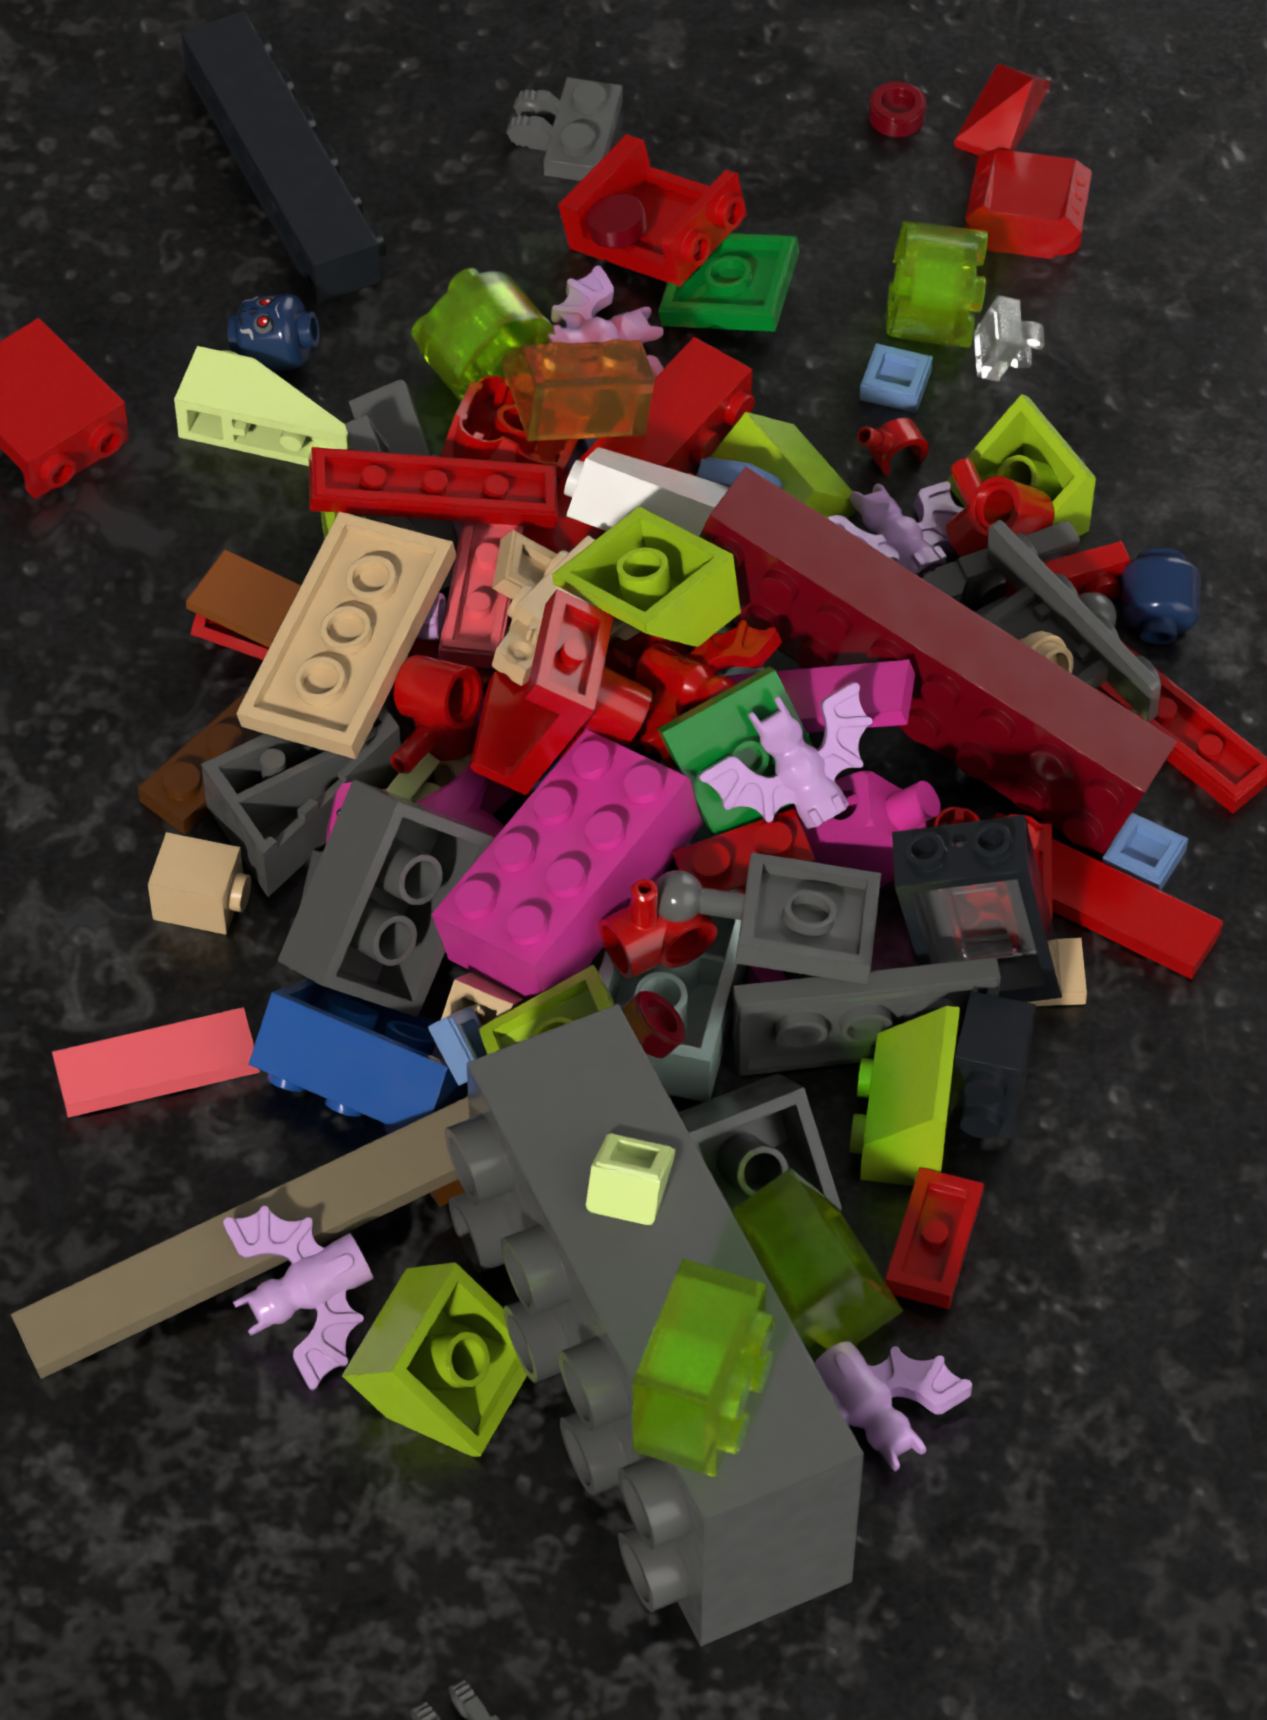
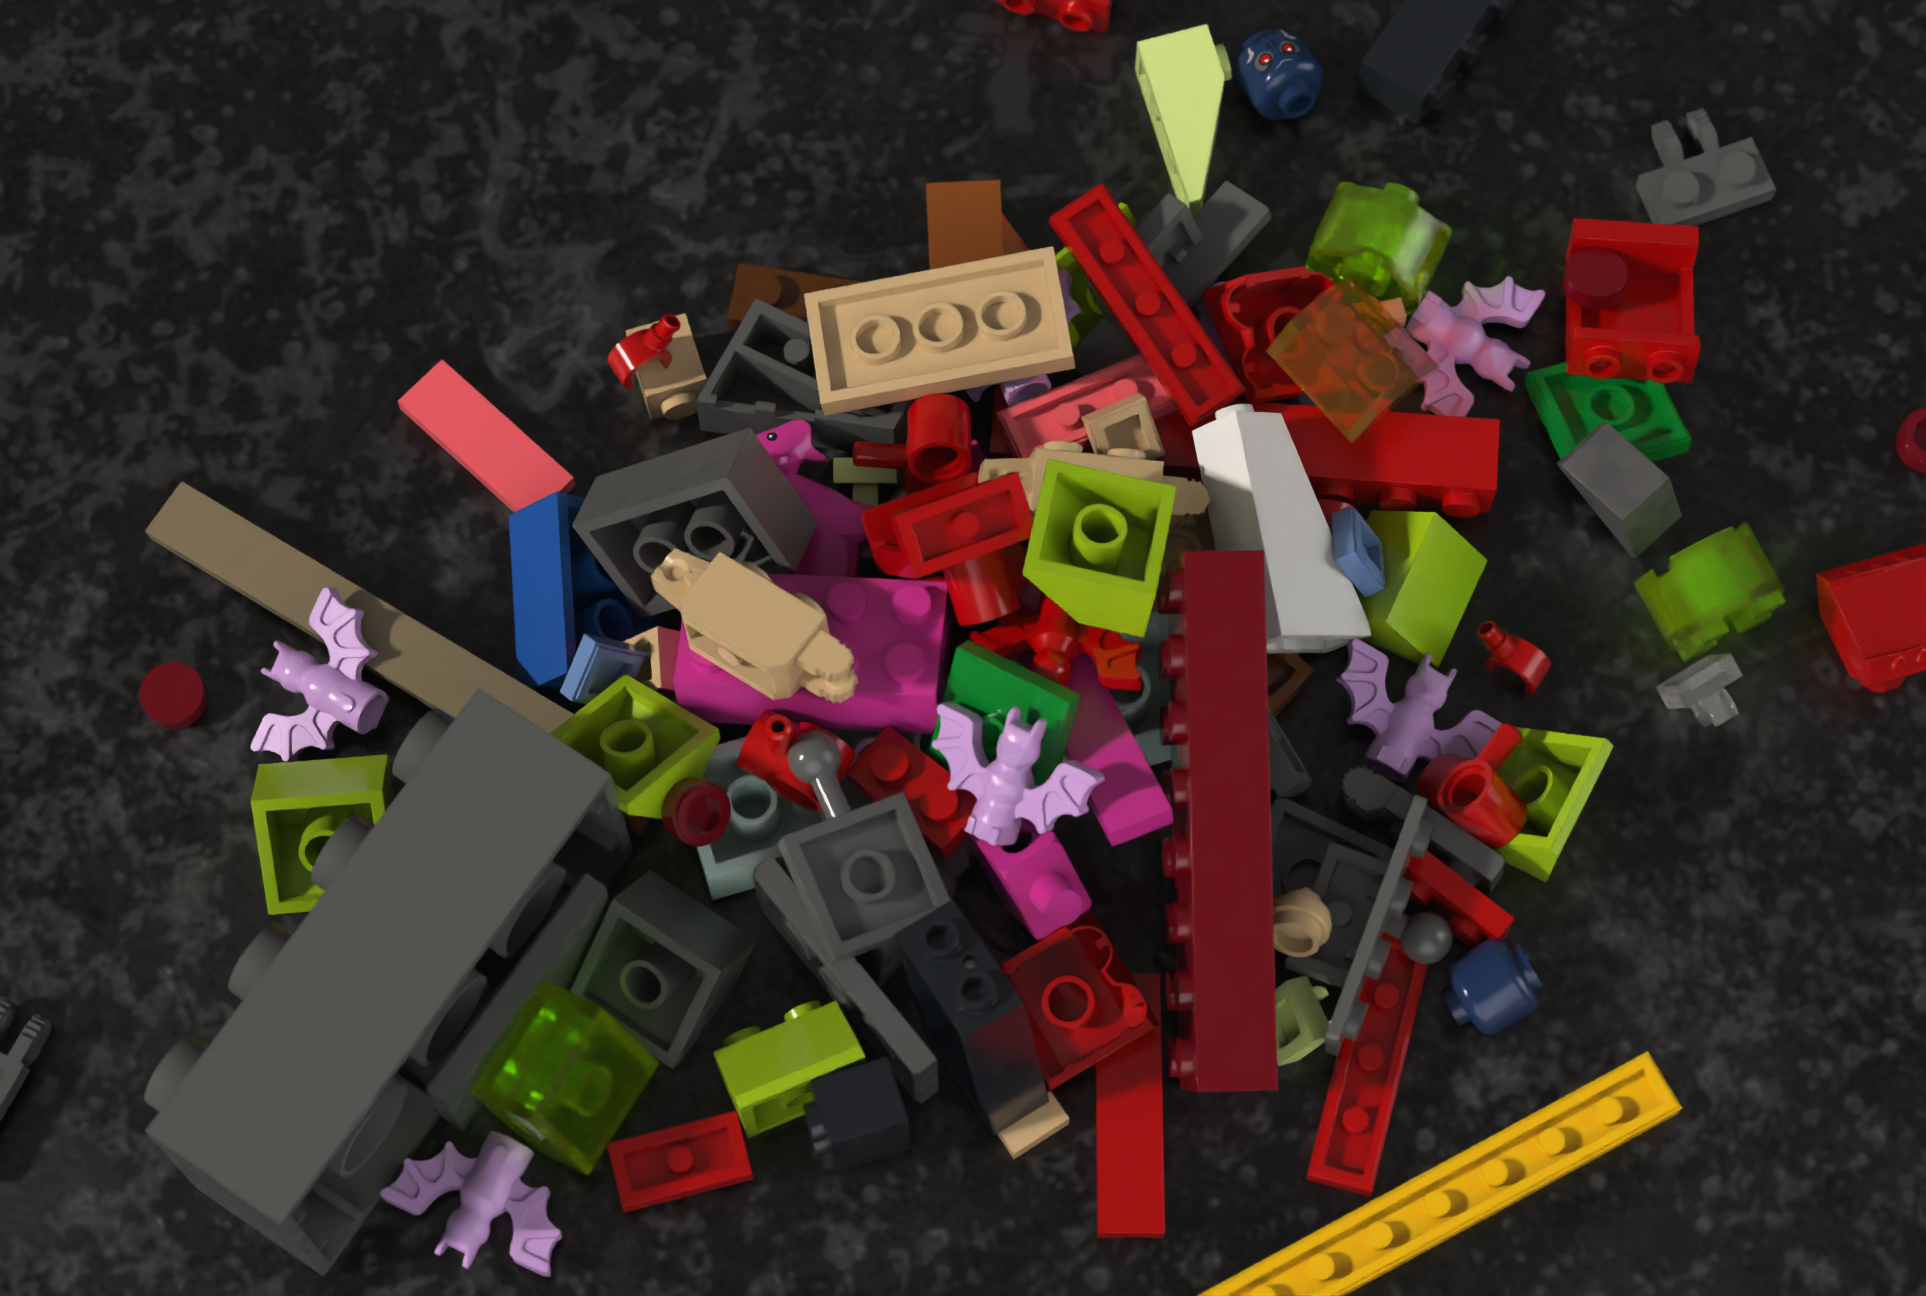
camera: 60 degrees right, 15 degrees up
(188, 865) = (643, 348): none -> red piece
(213, 1428) = (173, 695): none -> dark red tile
(542, 862) = (755, 627): none -> tan hinge
(629, 1179) = (435, 883): yellowish green slope -> none
(701, 1368) = (241, 1048): clear neon green brick -> none
(806, 292) = (1622, 488): none -> flat silver slope
(896, 378) = (1603, 617): medium blue tile -> none
(1146, 851) = (1204, 1125): medium blue tile -> none

